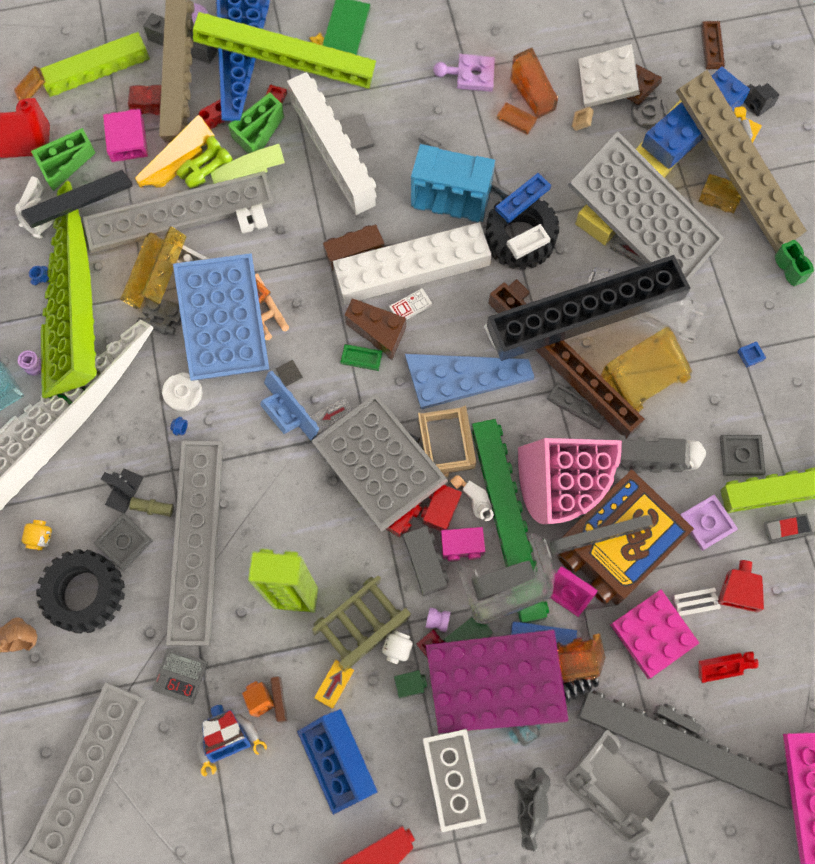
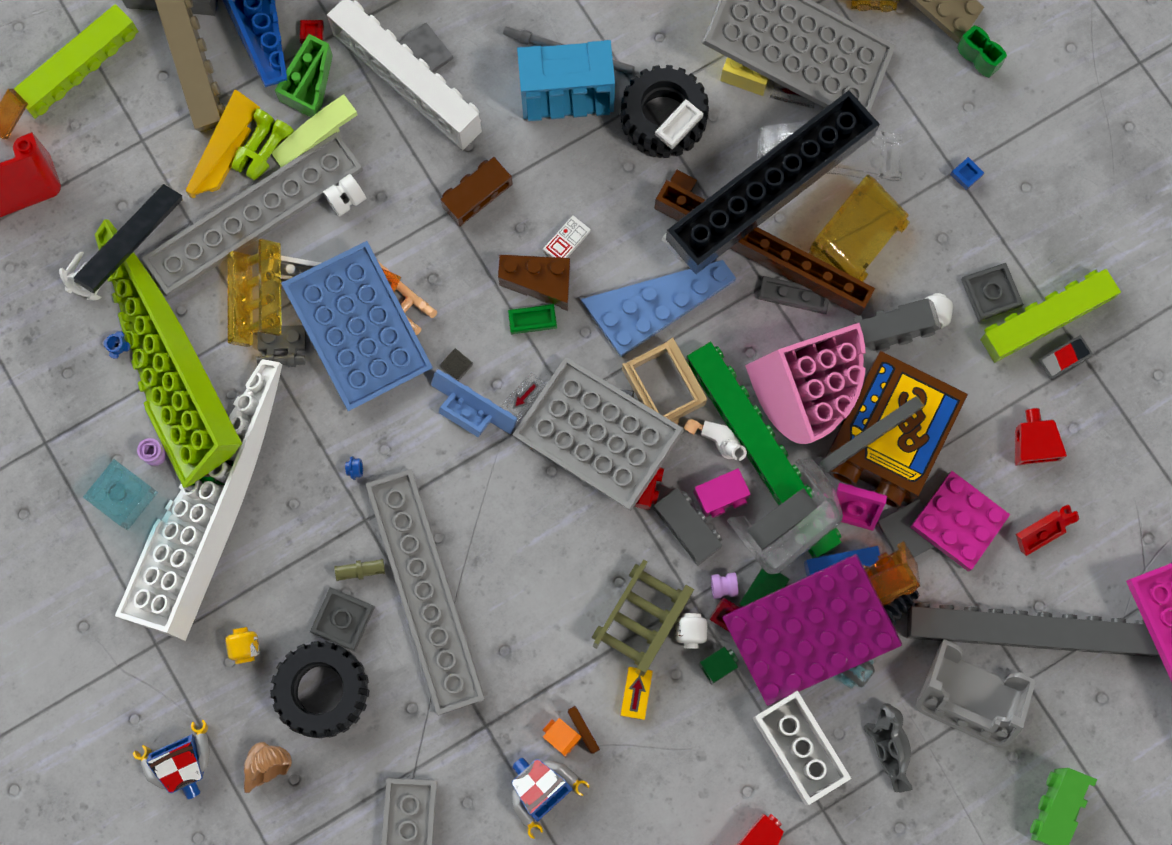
camera: 20 degrees left, 5 degrees up
(32, 191) = (67, 247): white tile -> none
(63, 157) = (88, 191): bright green wedge -> none
(123, 488) = (319, 561): black bracket -> none
(125, 135) = (150, 139): dark pink brick -> none
(145, 98) = (158, 86): clear red brick -> none
(180, 676) = (464, 743): tile -> none
(181, 392) = (341, 428): white tile -> none
(212, 114) = (246, 80): red leg -> none
(283, 580) = (557, 600): lime brick -> none
(337, 761) = (670, 773): blue slope -> none
(412, 263) = (551, 189): white brick -> none
(442, 508) = (685, 462): red brick -> none
(523, 197) = (655, 73): blue plate -> none
(669, 714) = (1002, 601): dark grey plate -> none
(709, 522) = (980, 379): lavender plate -> none
(714, 599) = (1010, 461): white tile -> none

